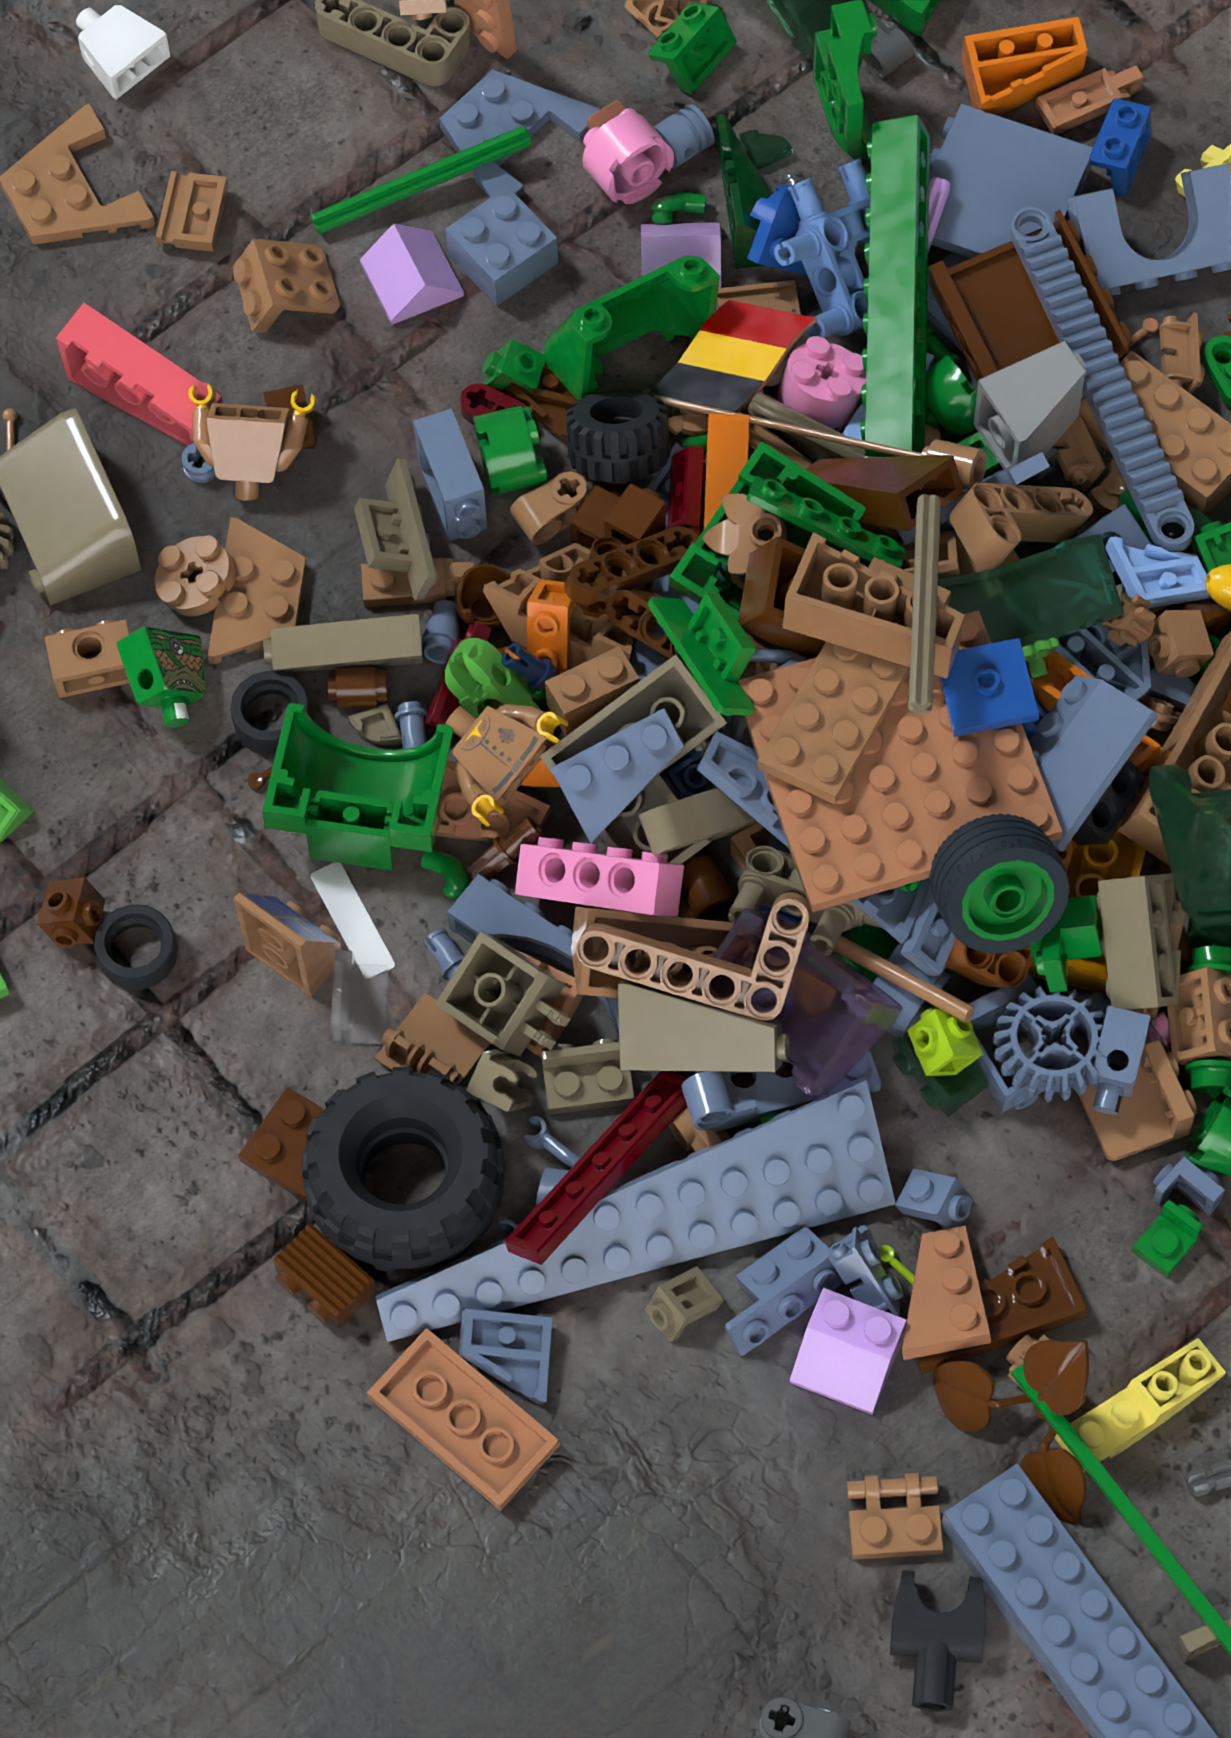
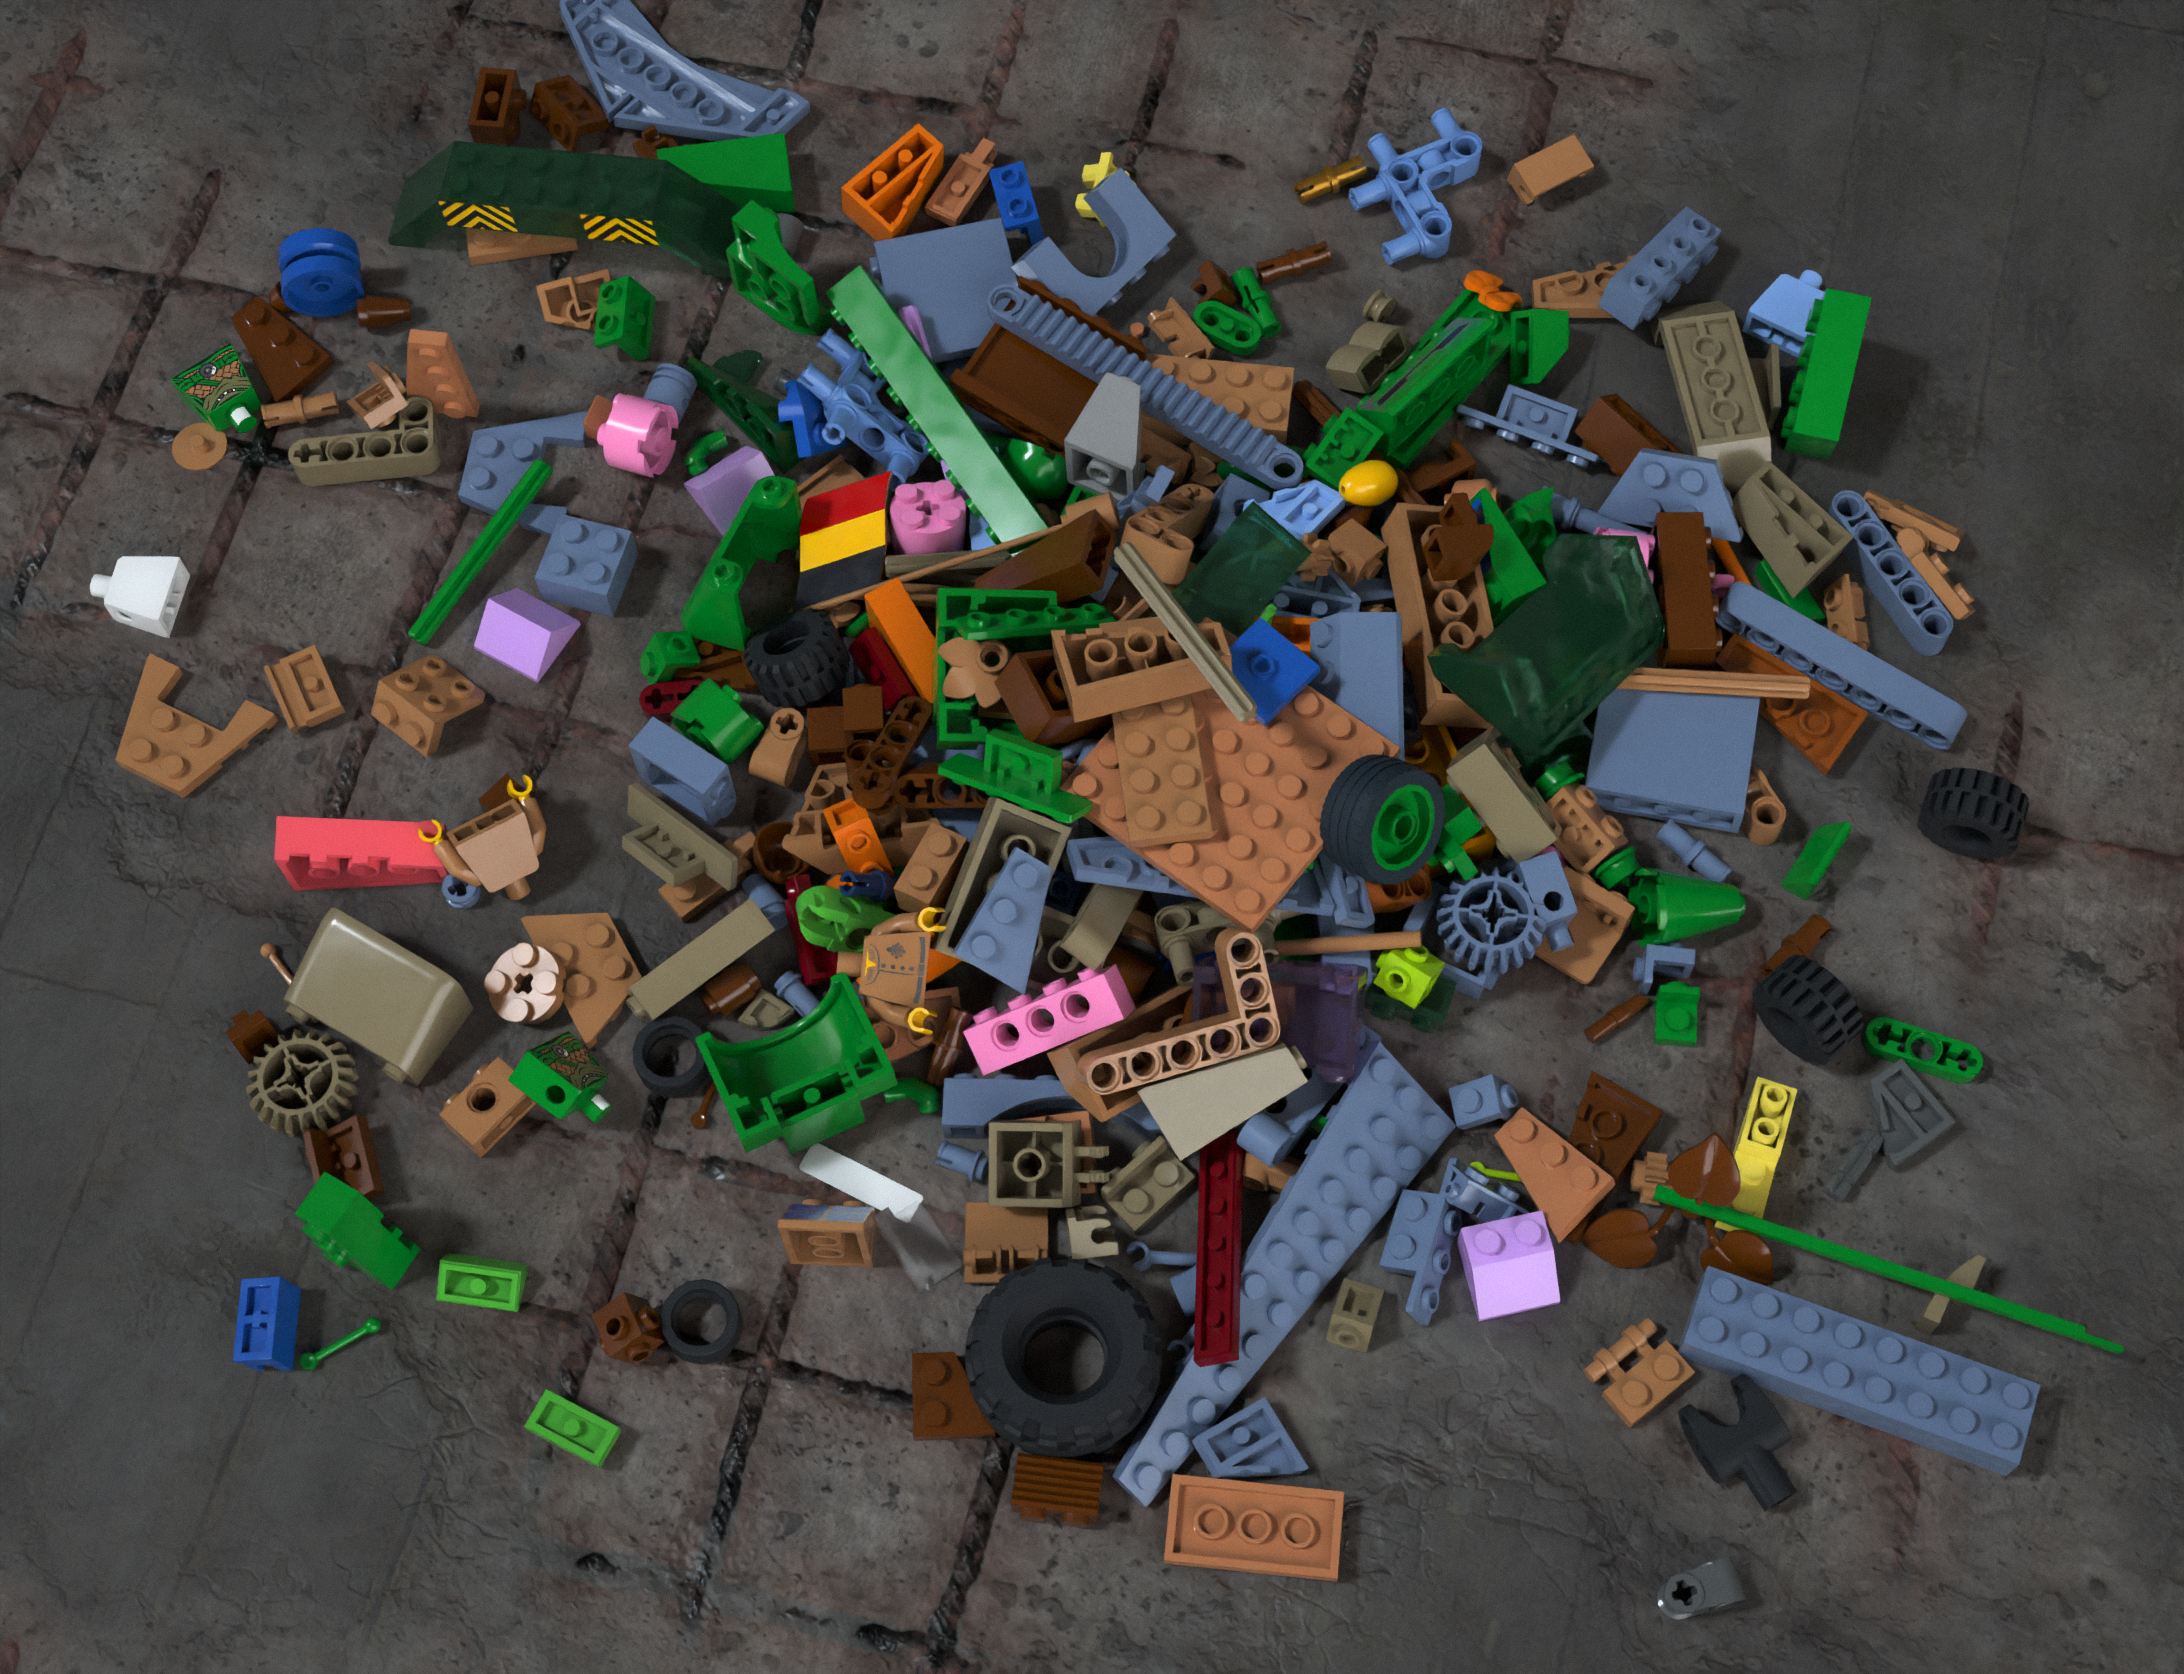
camera: 35 degrees left, 0 degrees up
(1114, 1206) = (1616, 1017): none -> reddish brown piece

